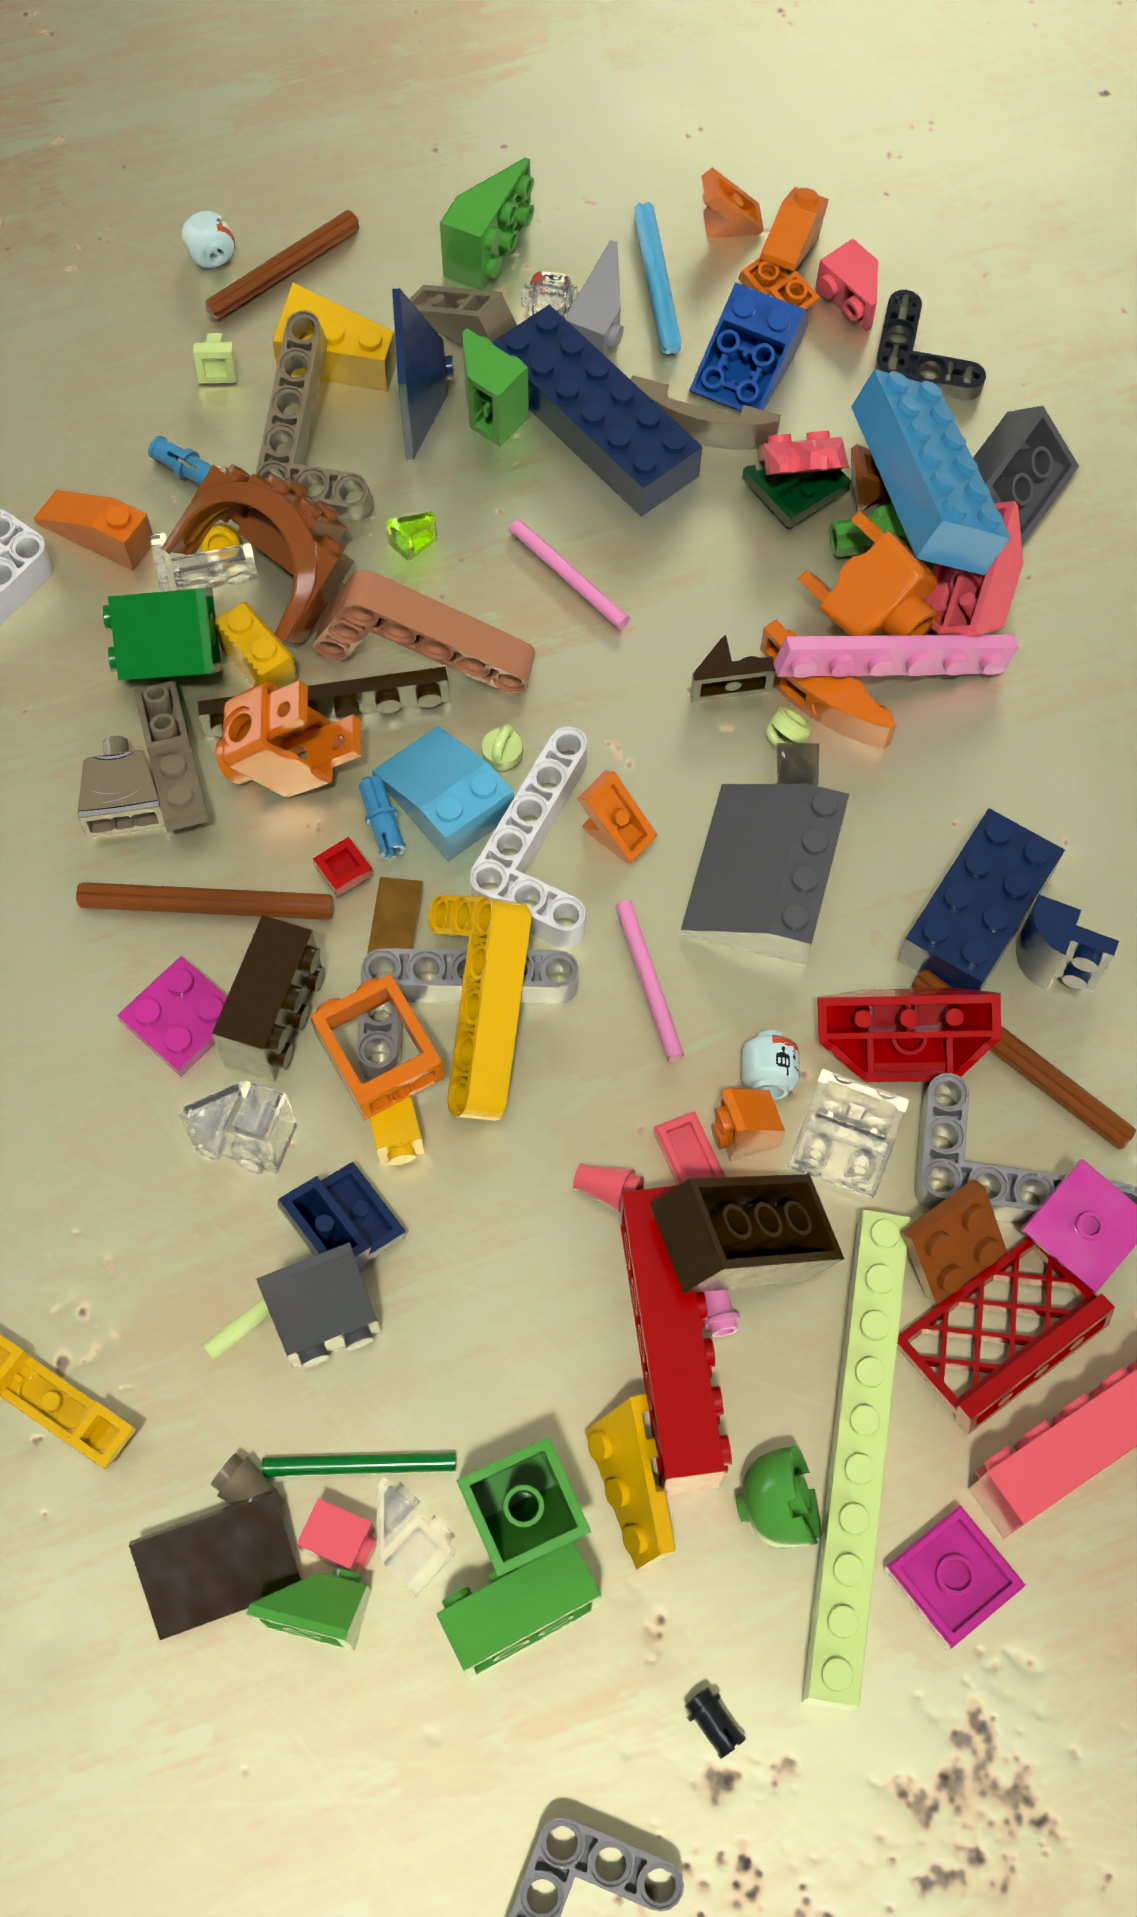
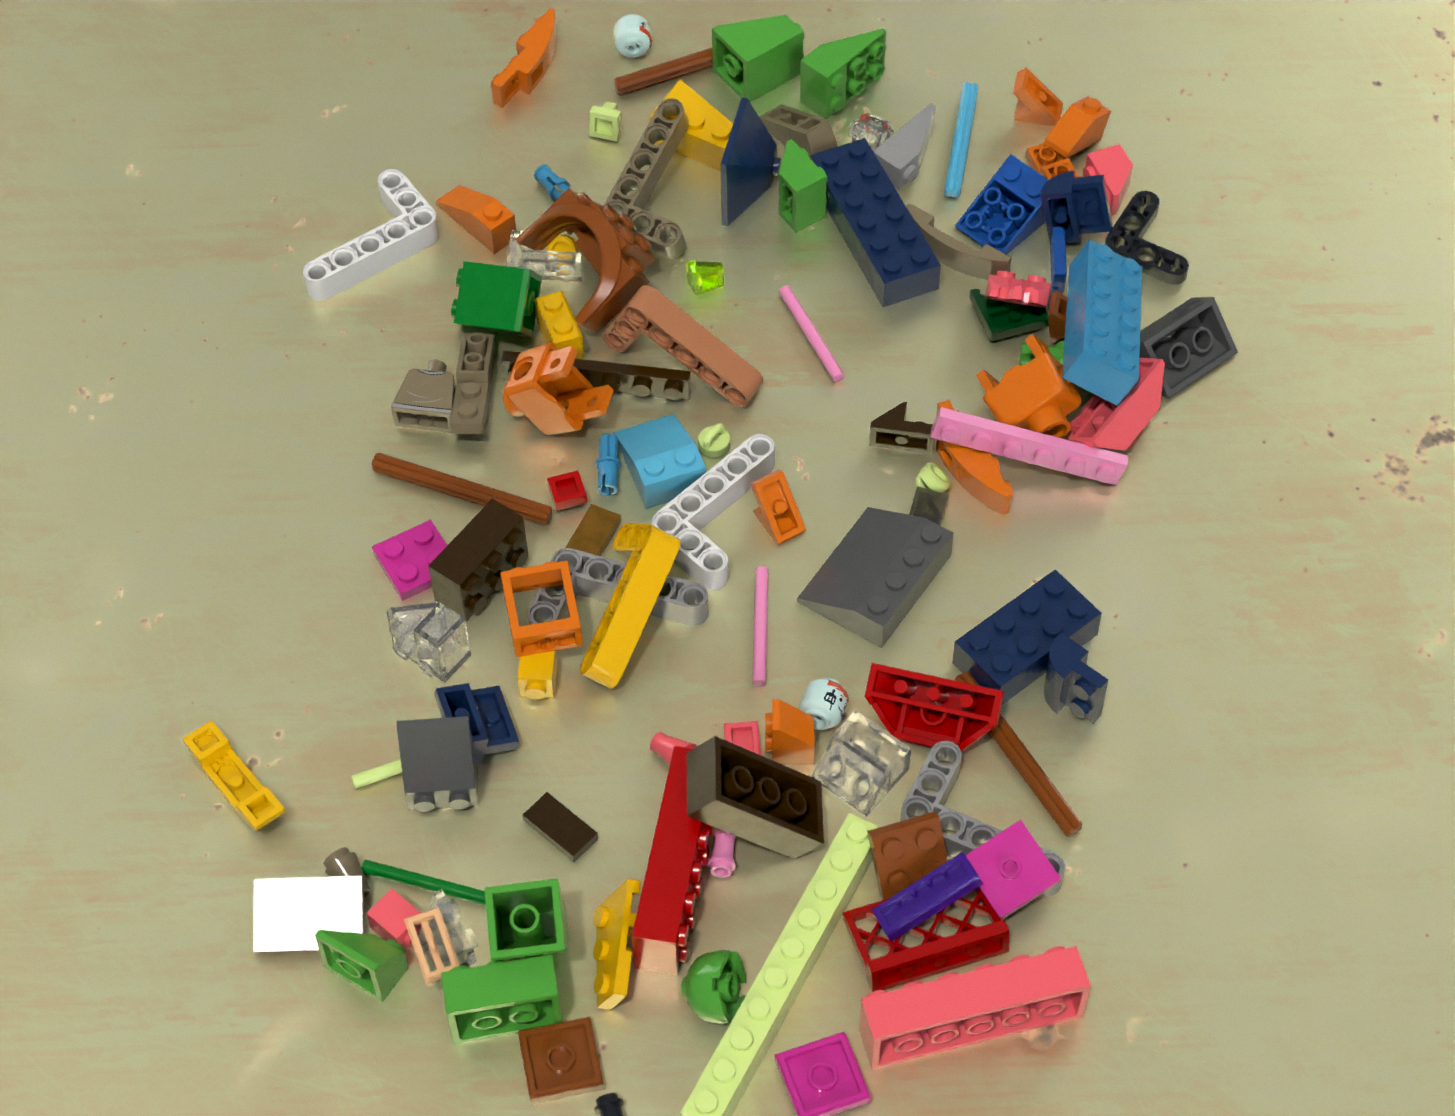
camera: 20 degrees right, 10 degrees down
(91, 303) = (532, 61): none -> orange slope
(375, 227) = (757, 54): none -> bright green slope
(430, 1602) = (430, 977): none -> light nougat tile
(498, 1331) = (560, 826): none -> dark brown tile
(616, 1659) = (560, 1060): none -> dark orange tile
(831, 402) = (1058, 259): none -> blue tile
(835, 330) = (1076, 205): none -> dark blue brick
(999, 1293) = (927, 896): none -> dark purple plate

